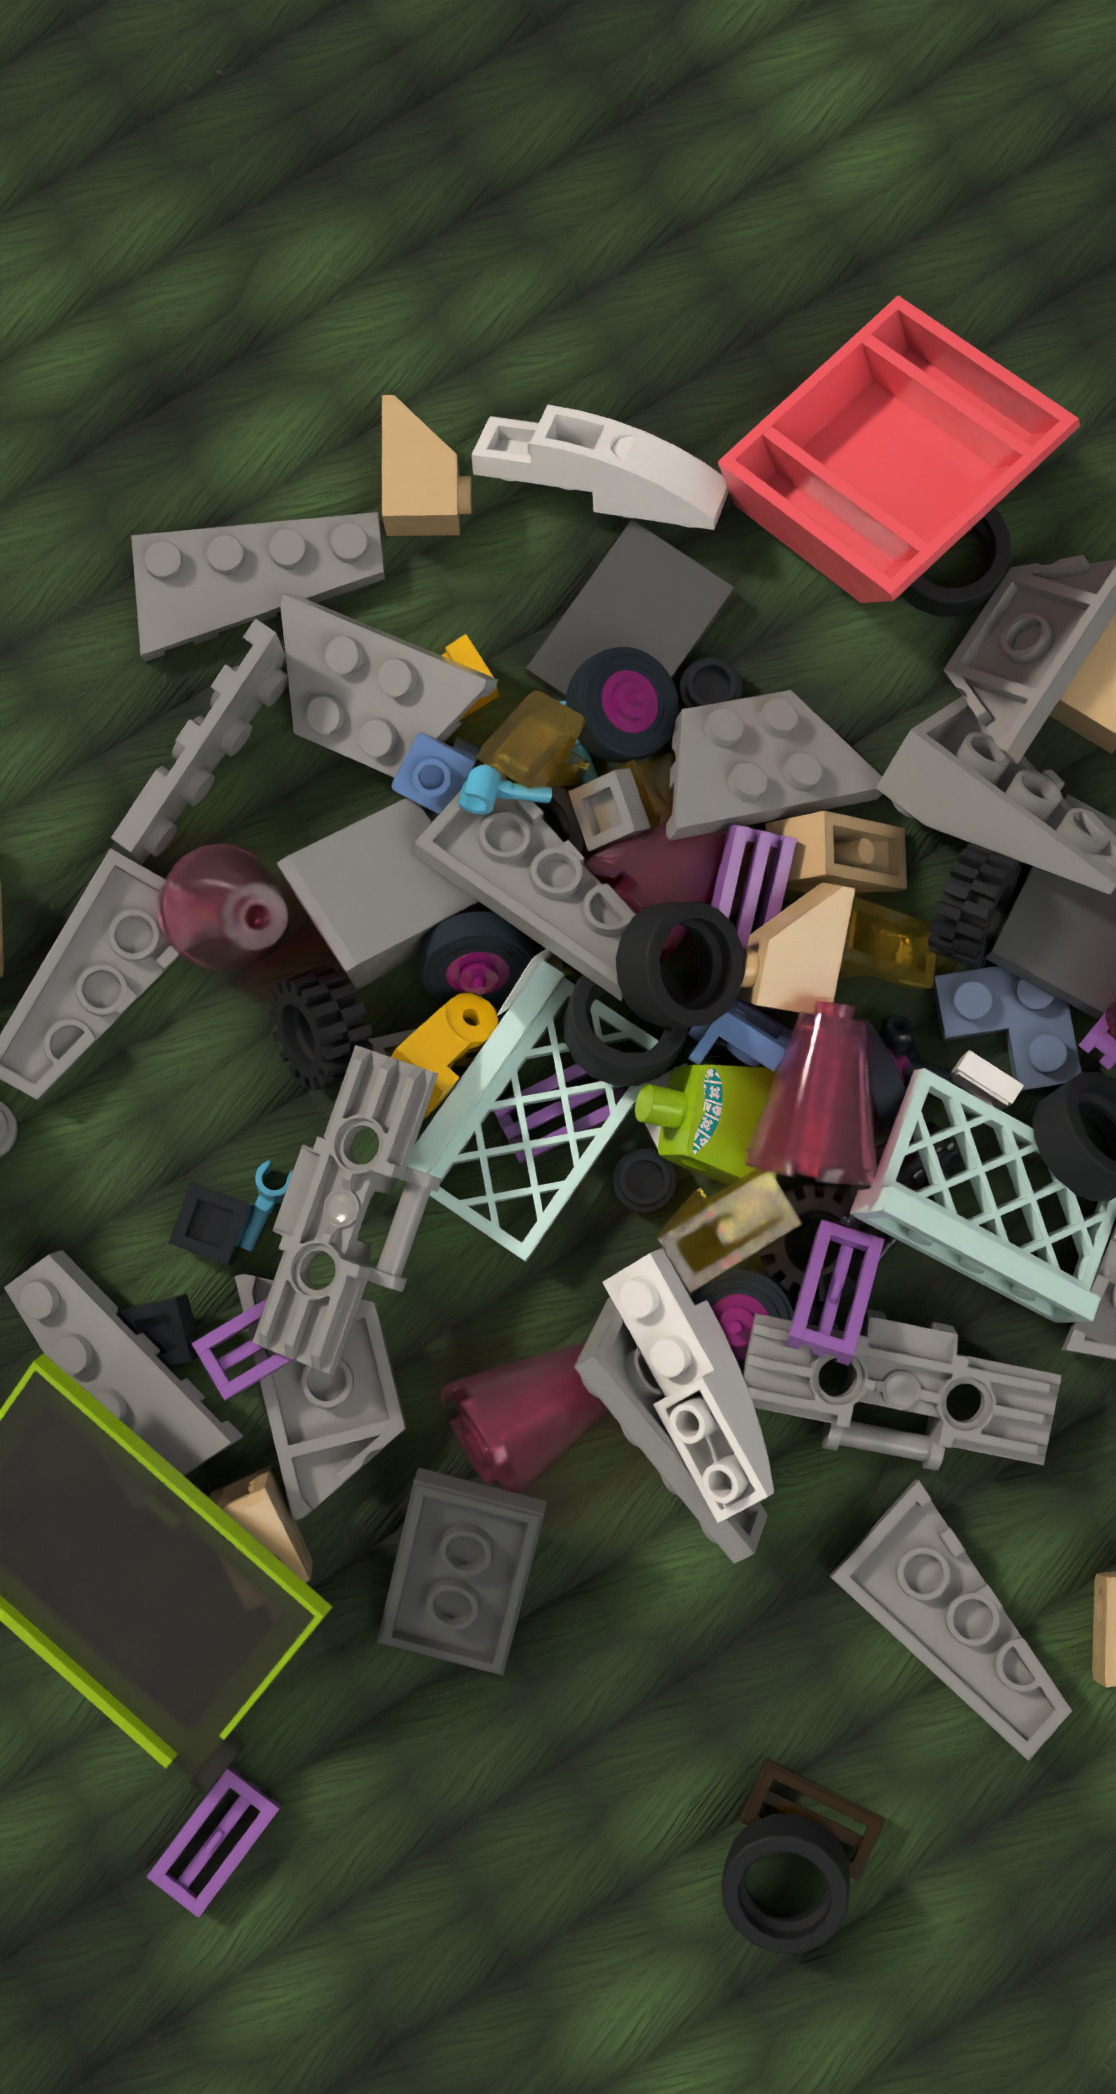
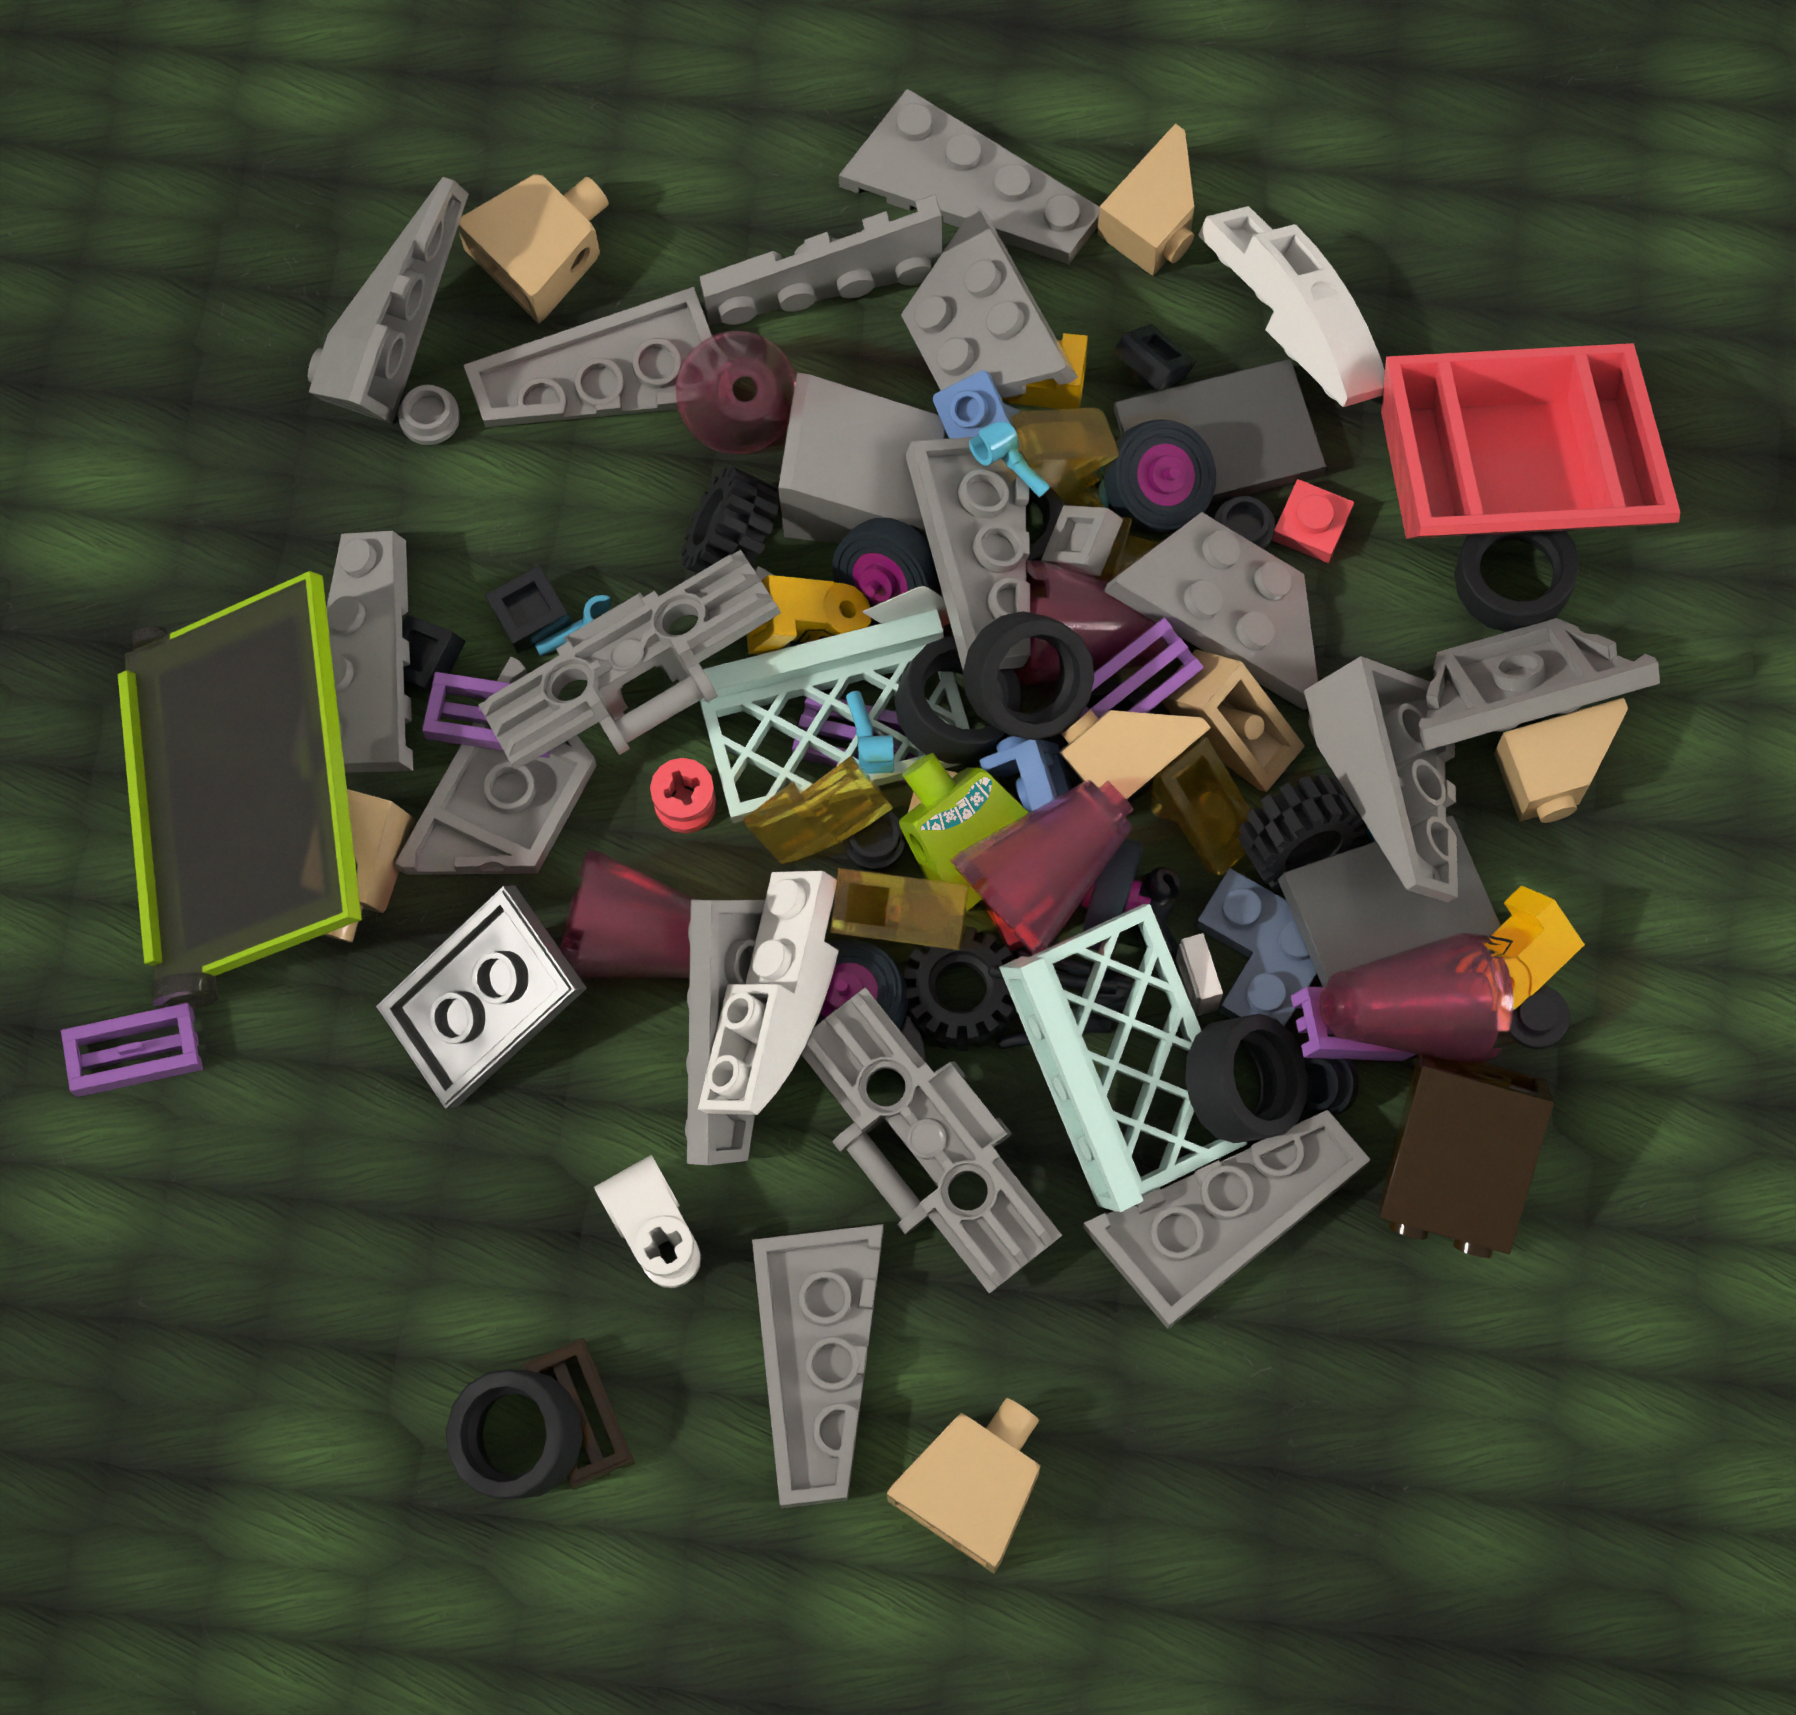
camera: 40 degrees right, 10 degrees down
(473, 1284) = (687, 809): none -> coral wheel
(525, 606) = (1153, 357): none -> black plate
(584, 1220) = (826, 813): none -> clear yellow slope
(595, 1117) = (875, 752): none -> medium azure hand
(727, 1624) = (648, 1216): none -> white piece
(759, 639) = (1313, 521): none -> coral plate
(820, 1340) = (897, 1041): medium lavender tile -> none

